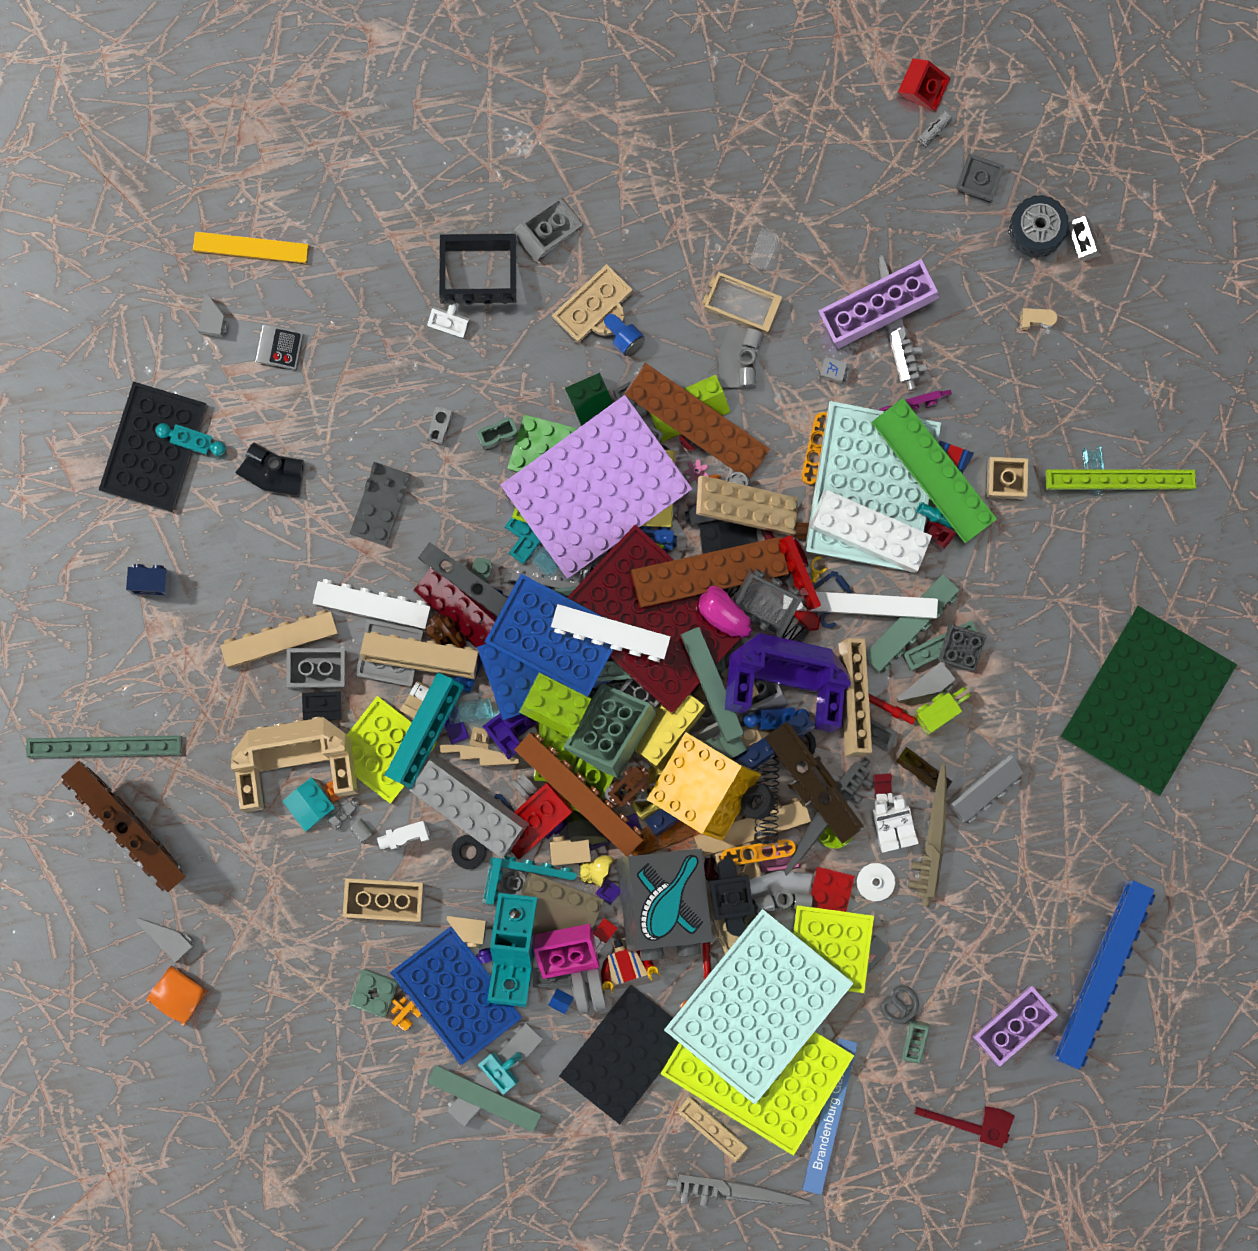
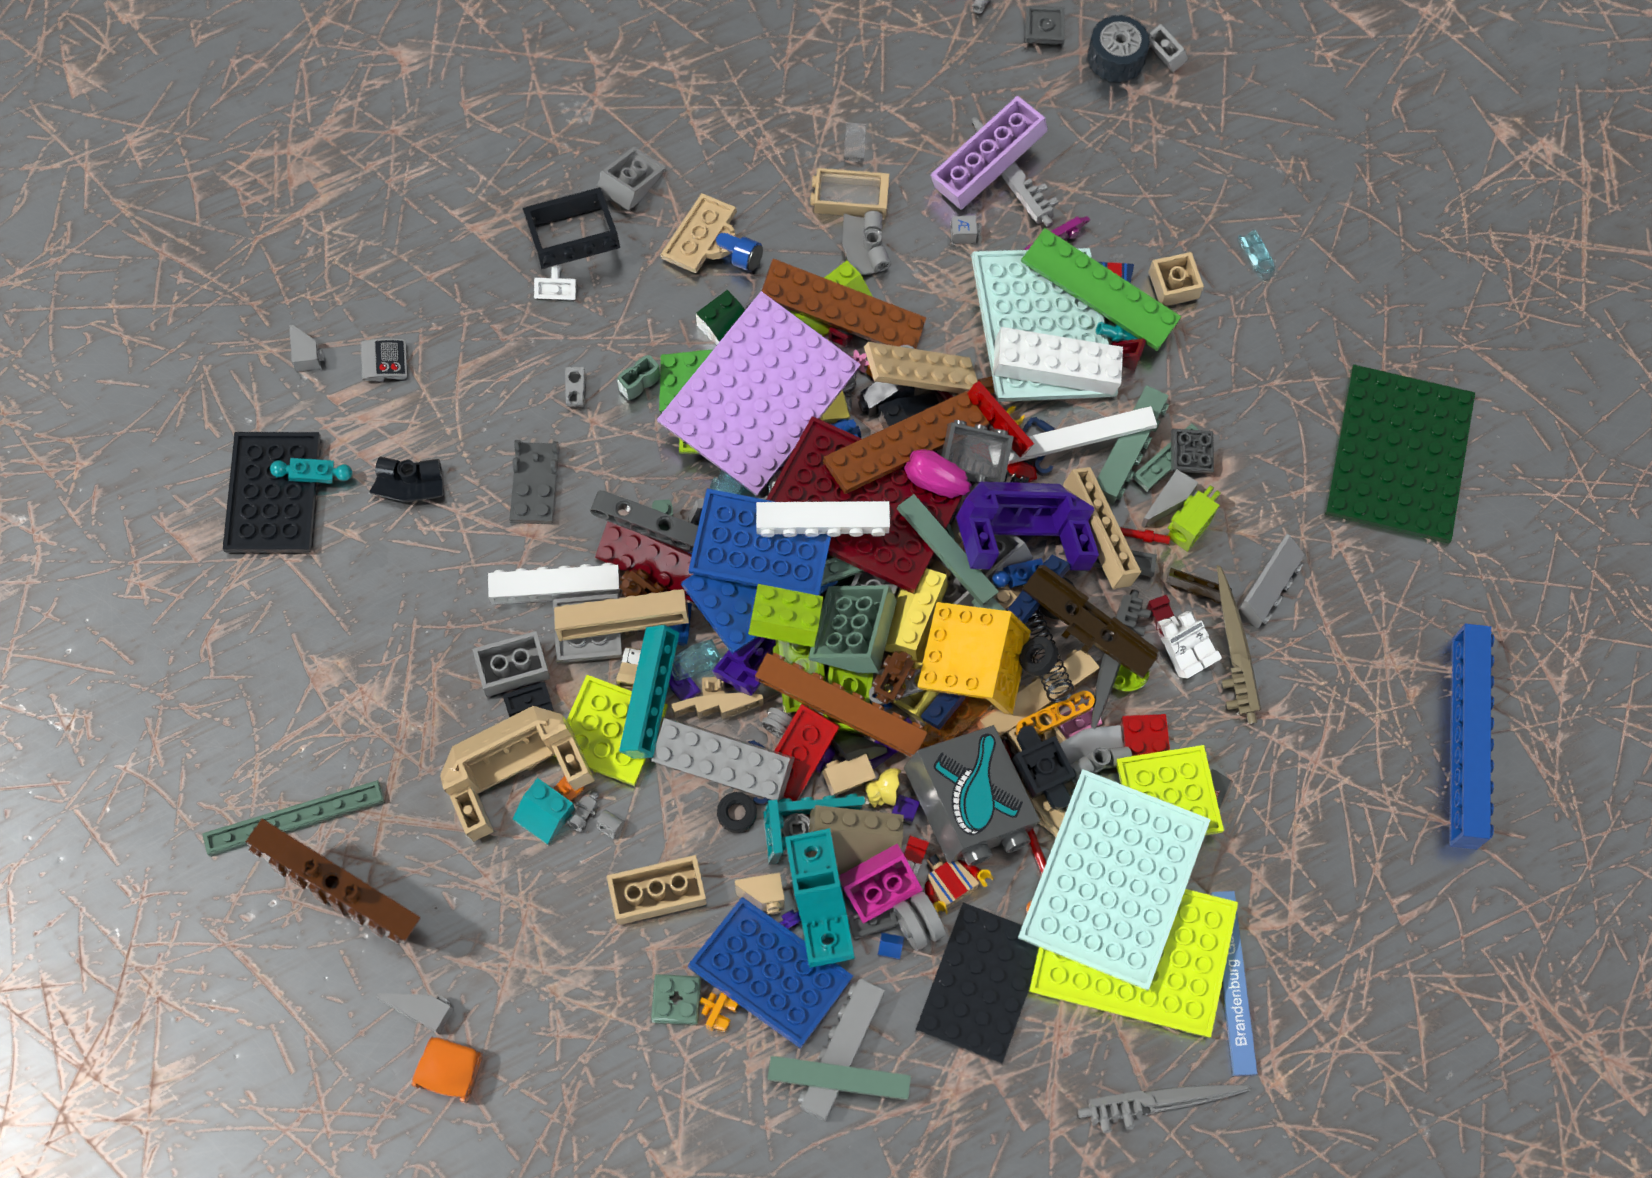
camera: 15 degrees left, 15 degrees down
(148, 580) = (300, 624): dark blue brick -> none
(250, 247) = (328, 275): yellow tile -> none
(277, 640) = (456, 650): tan brick -> none
(404, 835) = (660, 811): white hips -> none
(499, 1072) = (846, 1040): teal plate -> none
(527, 540) = (700, 470): teal tile -> none
(712, 1129) = (1108, 1038): tan tile -> none
(813, 448) = (971, 307): light orange beam -> none
(879, 872) = (1182, 722): white plate -> none
(900, 1005) = (1255, 832): dark grey piece -> none
(919, 1025) = (1288, 872): sand green slope -> none
(992, 1131) = (1416, 942): dark red piece -> none
(1014, 1025) = (1398, 819): lavender brick -> none
(1037, 317) = (1148, 130): tan leg -> none
(1120, 479) = (1288, 250): lime tile -> none

